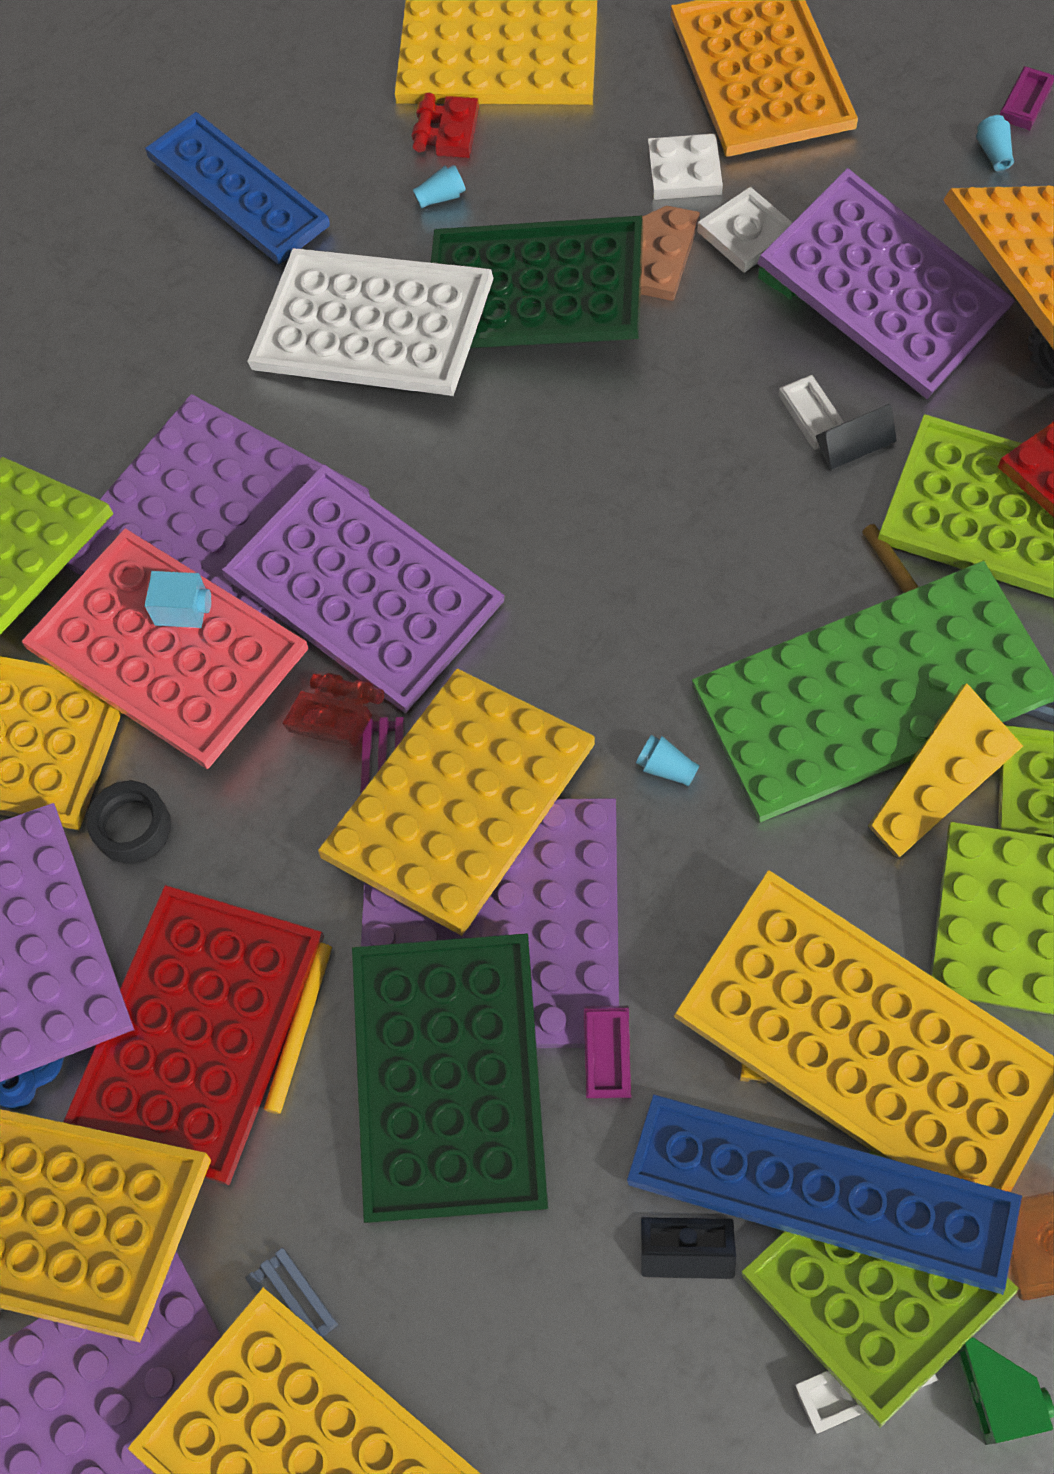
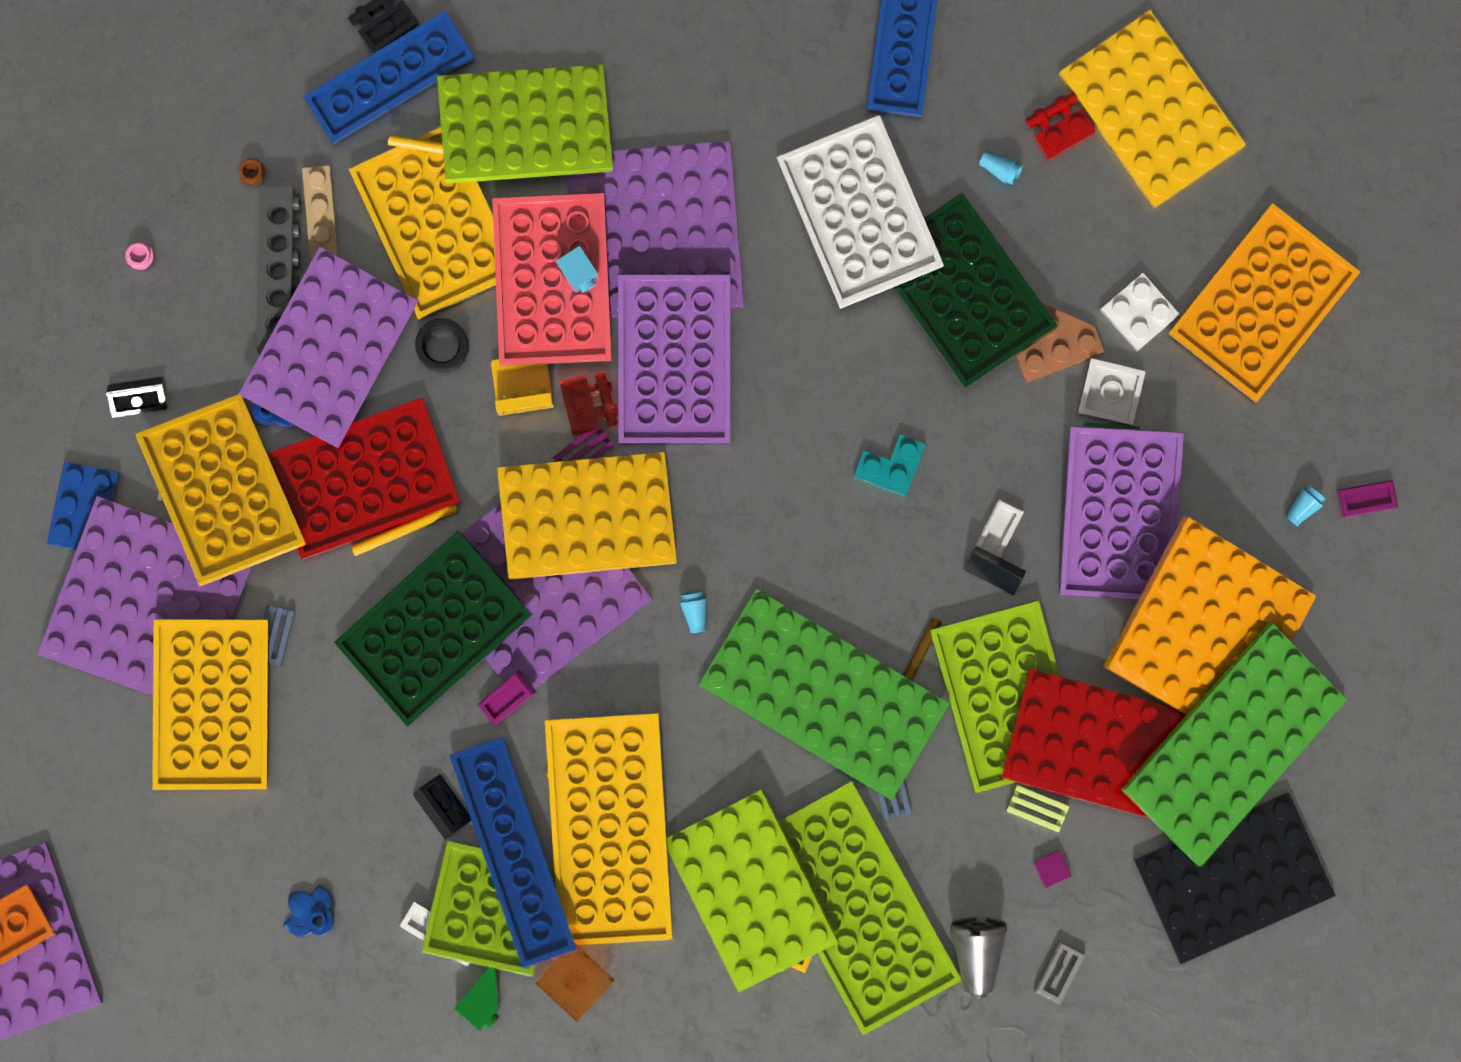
camera: 50 degrees right, 20 degrees up
(254, 769) = (521, 388): none -> yellow bracket
(670, 465) = (895, 473): none -> teal plate
(952, 763) = (805, 768): yellow wing -> none

